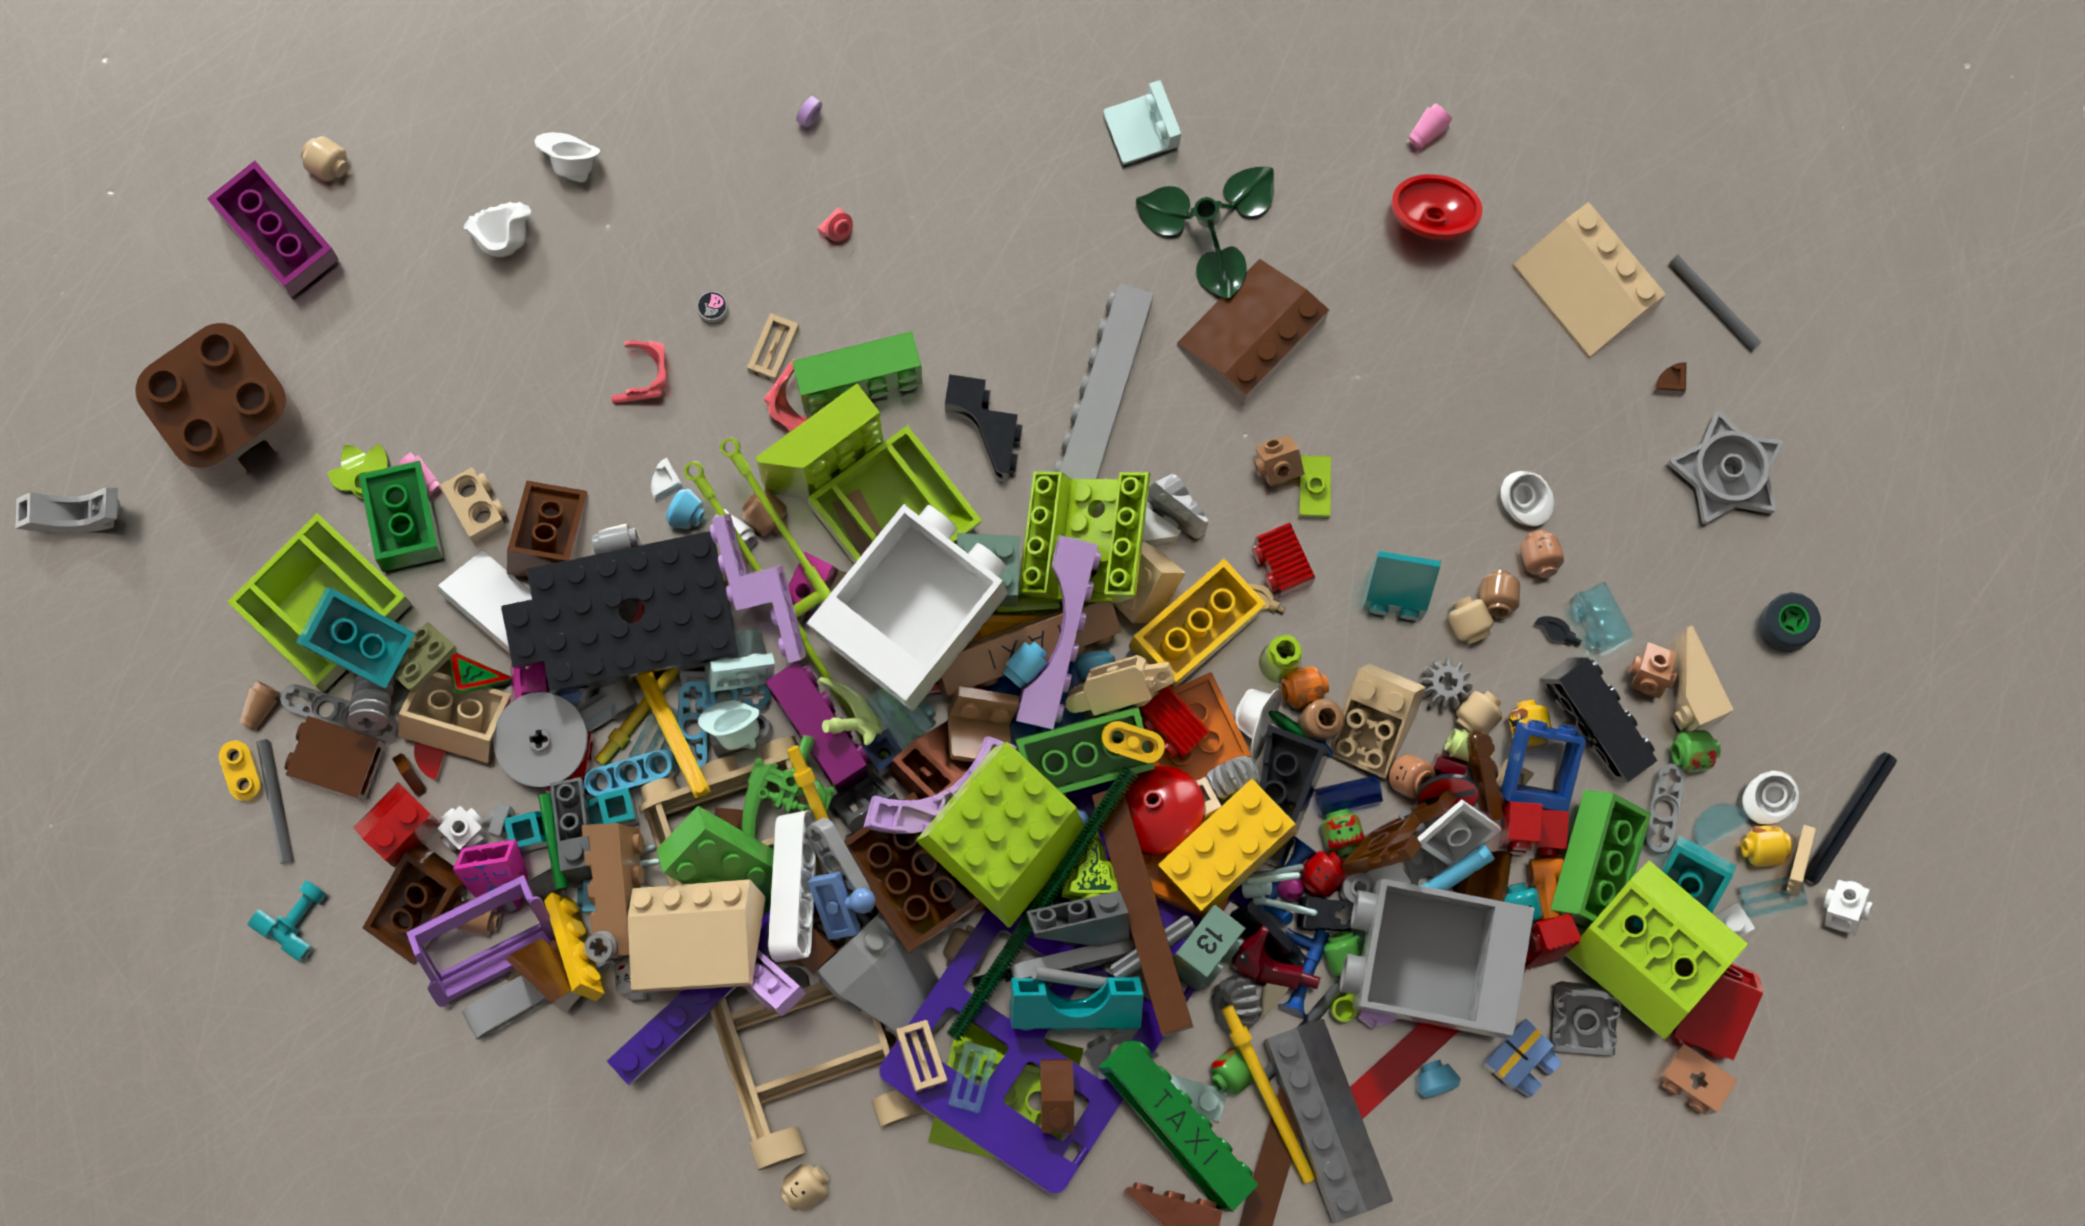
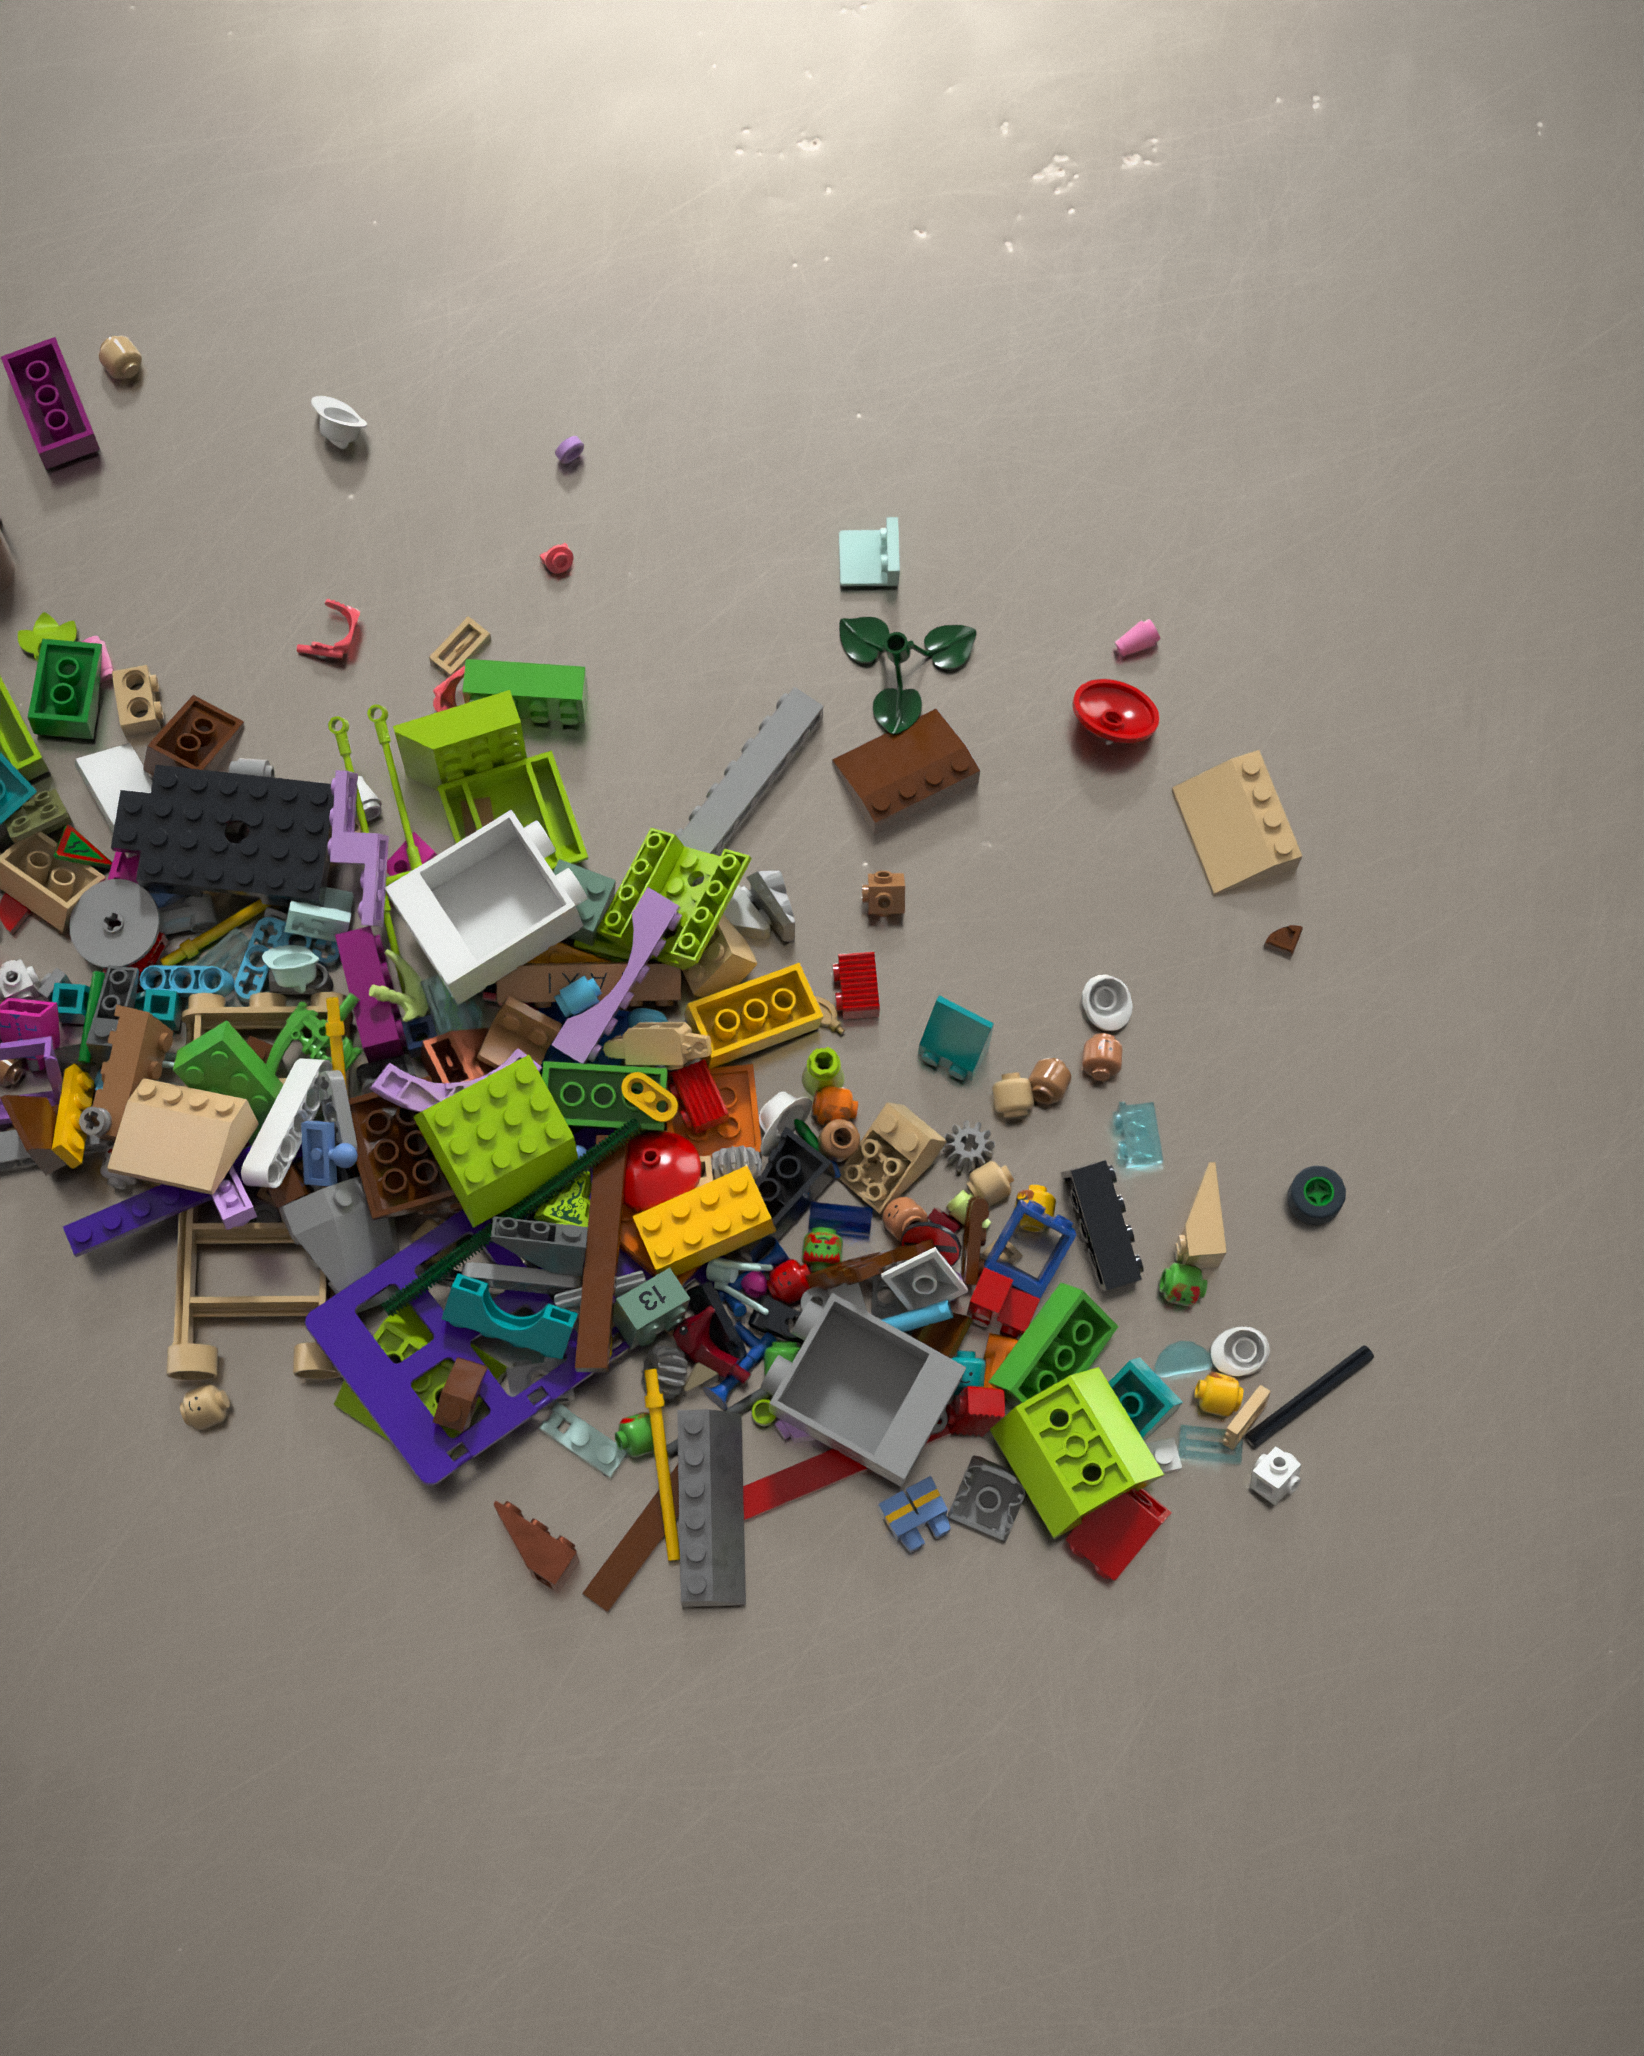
camera: 20 degrees right, 5 degrees down
(499, 229) = (251, 466): white hair -> none
(664, 480) = (317, 734): white tile -> none
(673, 735) = (236, 956): yellow axle -> none
(685, 510) = (323, 764): medium azure cone -> none
(712, 307) = (418, 595): tile -> none
(757, 516) = (384, 790): medium nougat head -> none
(929, 1081) = (348, 1342): tan tile -> none
(965, 1104) = (374, 1373): clear light blue tile -> none
(997, 429) = (637, 785): black arch -> none
(1068, 978) = (510, 1291): light grey bar -> none
(1178, 1125) = (566, 1463): green brick -> none
(1315, 487) = (912, 929): lime plate -> none
(1437, 1079) = (828, 1506): medium azure cone -> none
(1557, 630) = (1093, 1132): black piece -> none
(1650, 676) = (1164, 1201): nougat brick -> none
(1676, 788) = (1139, 1305): light grey beam -> none
(1714, 1081) = (1091, 1595): nougat brick -> none
(1715, 302) = (1351, 882): dark grey bar -> none
(1745, 455) = (1313, 1017): light grey plate -> none

